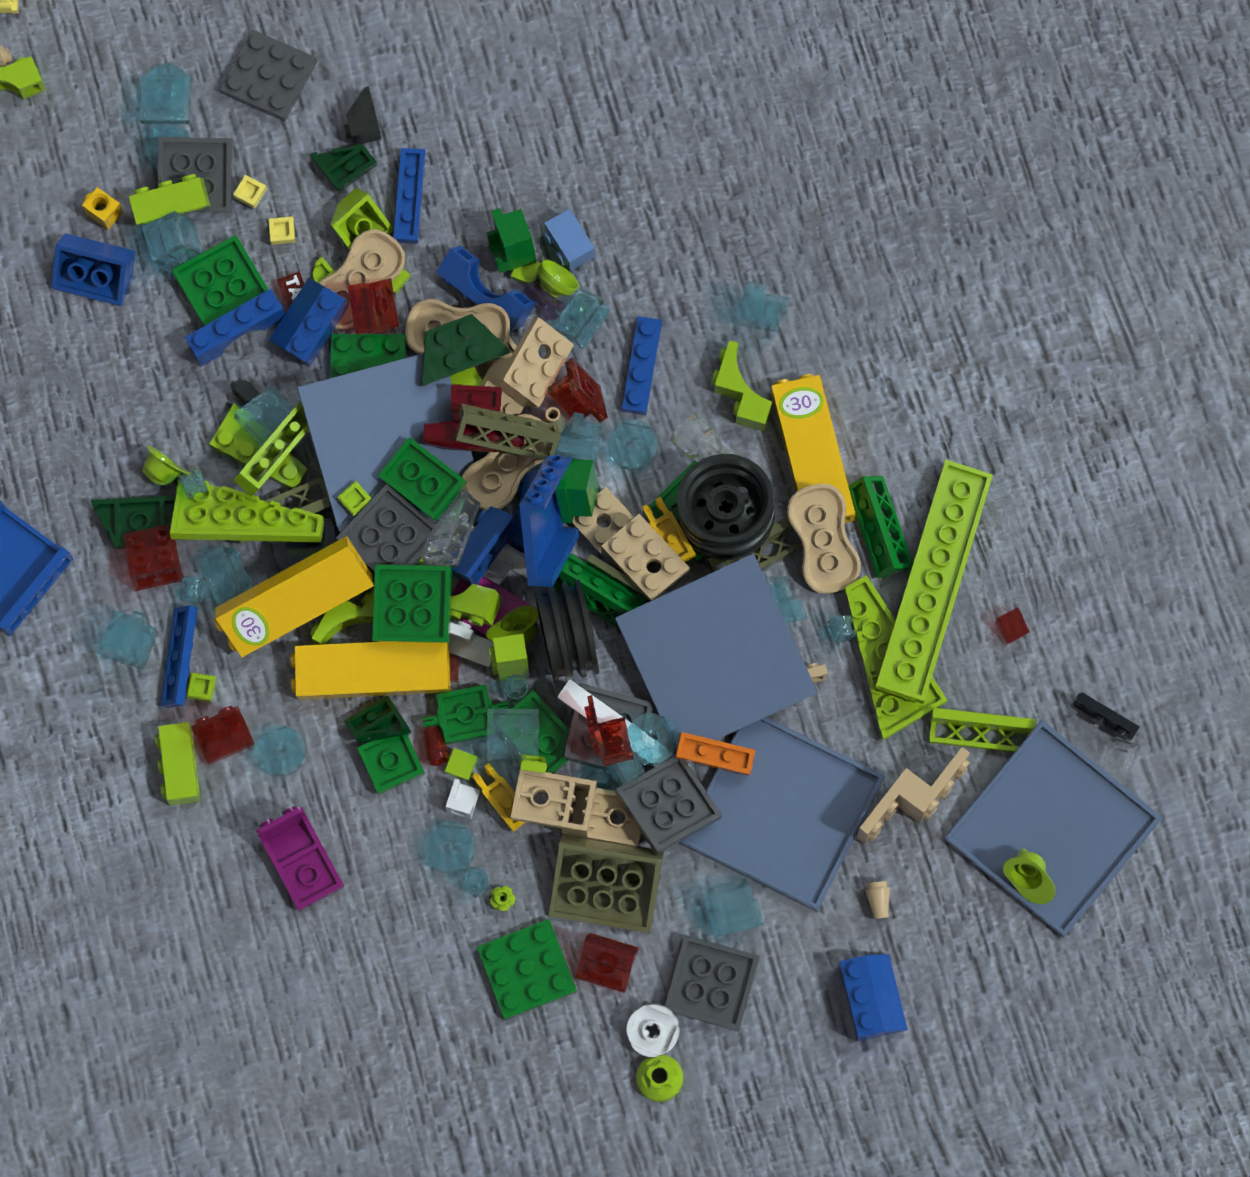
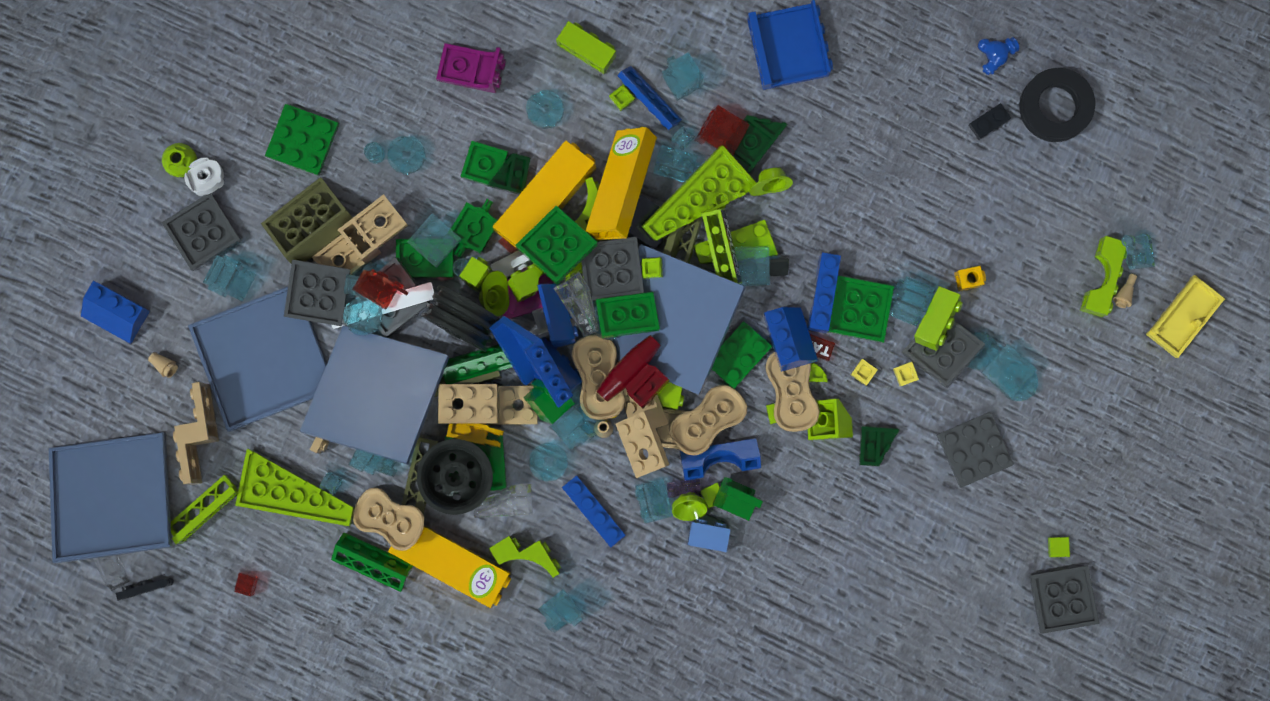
camera: 130 degrees right, 10 degrees up
(92, 269) = (934, 241): blue slope -> none
(193, 483) = (742, 184): clear light blue wheel -> none
(222, 734) = (579, 84): clear red bracket -> none
(362, 120) = (895, 480): pearl dark grey slope -> none
(373, 306) = (764, 382): clear red bracket -> none
(409, 195) = (821, 466): blue plate -> none
(435, 748) = (470, 195): clear red cone -> none
(458, 348) = (690, 404): dark green wing -> none
(461, 764) = (448, 202): lime tile -> none
(462, 800) = (426, 184): white panel -> none
(499, 795) = (411, 207): yellow hinge -> none
(499, 904) = (347, 159): lime plate -> none
(507, 423) = (613, 390): olive fence -> none
(532, 763) = (403, 233): lime tile -> none
(579, 392) = (603, 456): clear red bracket -> none
(606, 962) = (264, 185): clear red bracket -> none
(715, 754) = (322, 344): orange plate -> none
(933, 582) = (309, 562): lime plate -> none
(1029, 877) = (93, 458): lime piece -> none

